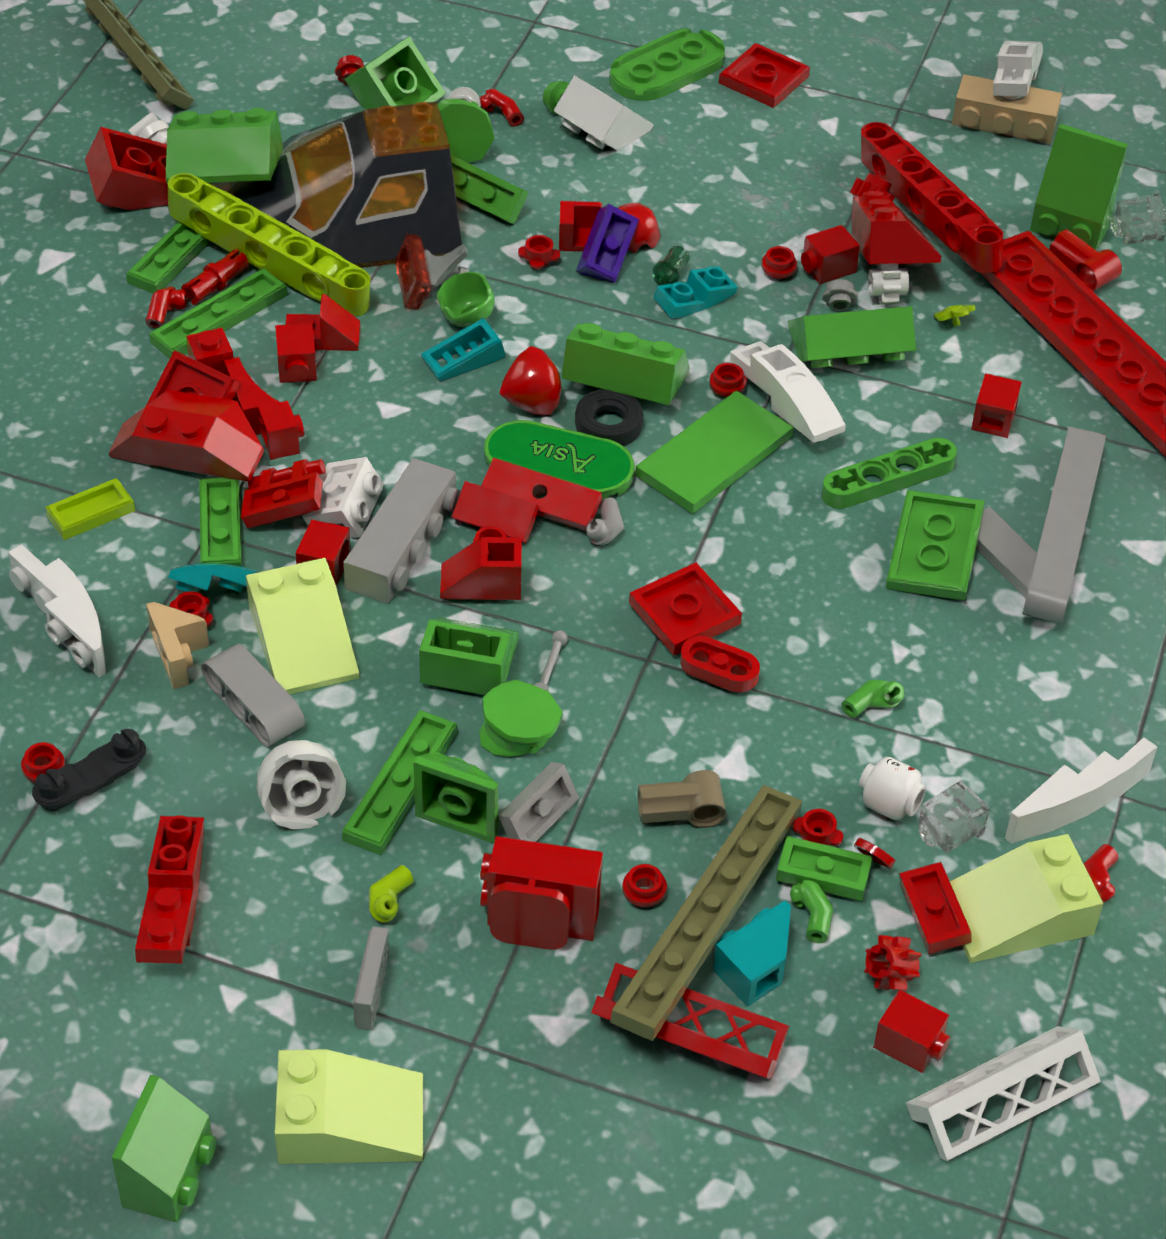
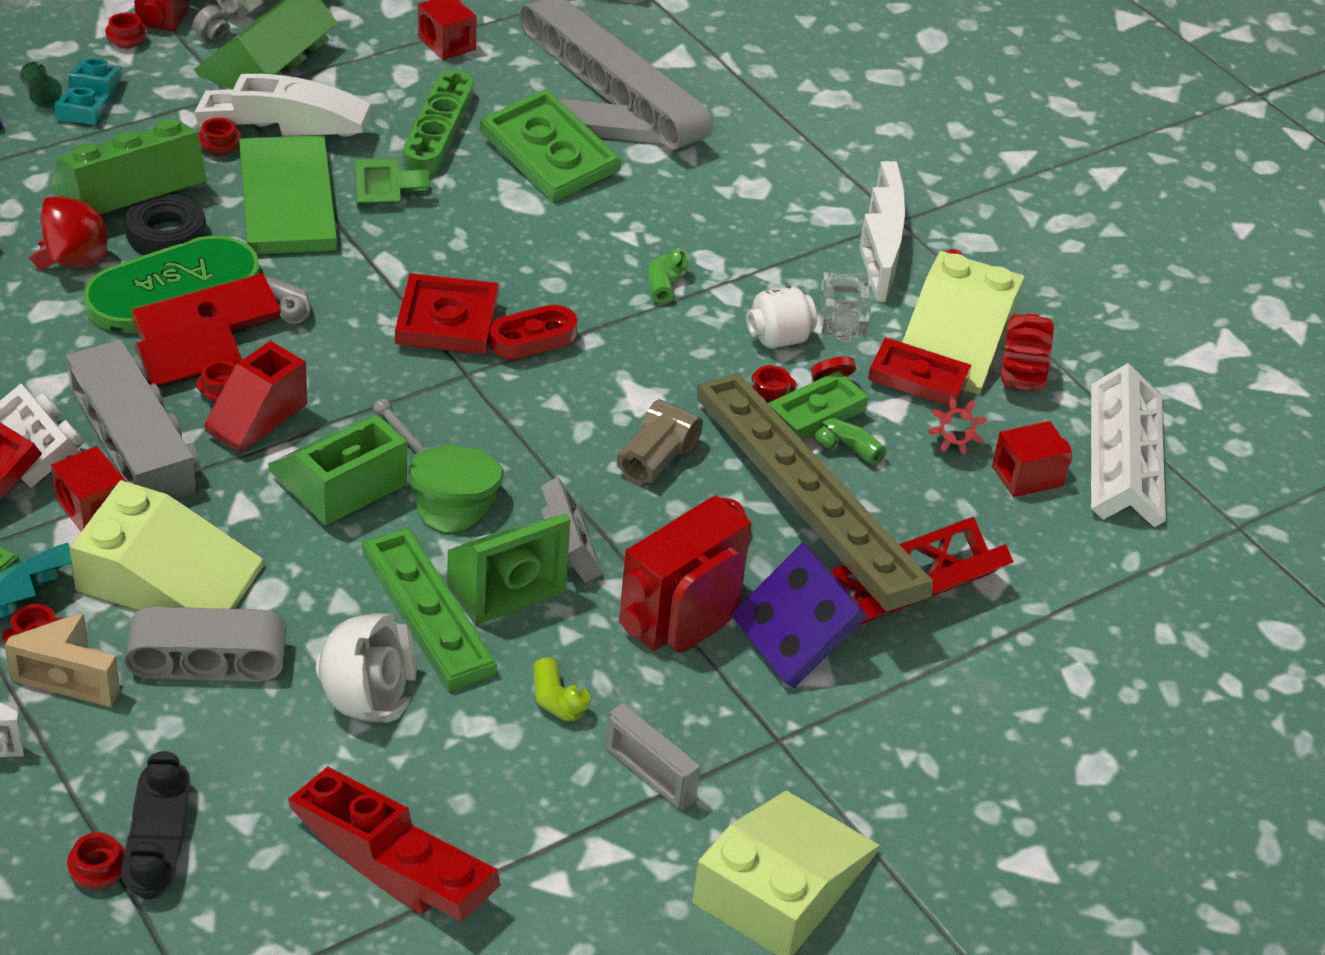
camera: 55 degrees left, 5 degrees down
(576, 978) = (798, 615): none -> dark purple tile
(755, 955) = (876, 485): teal slope -> none
(780, 486) = (381, 181): none -> bright green plate
(1024, 959) = (1027, 352): none -> red gear

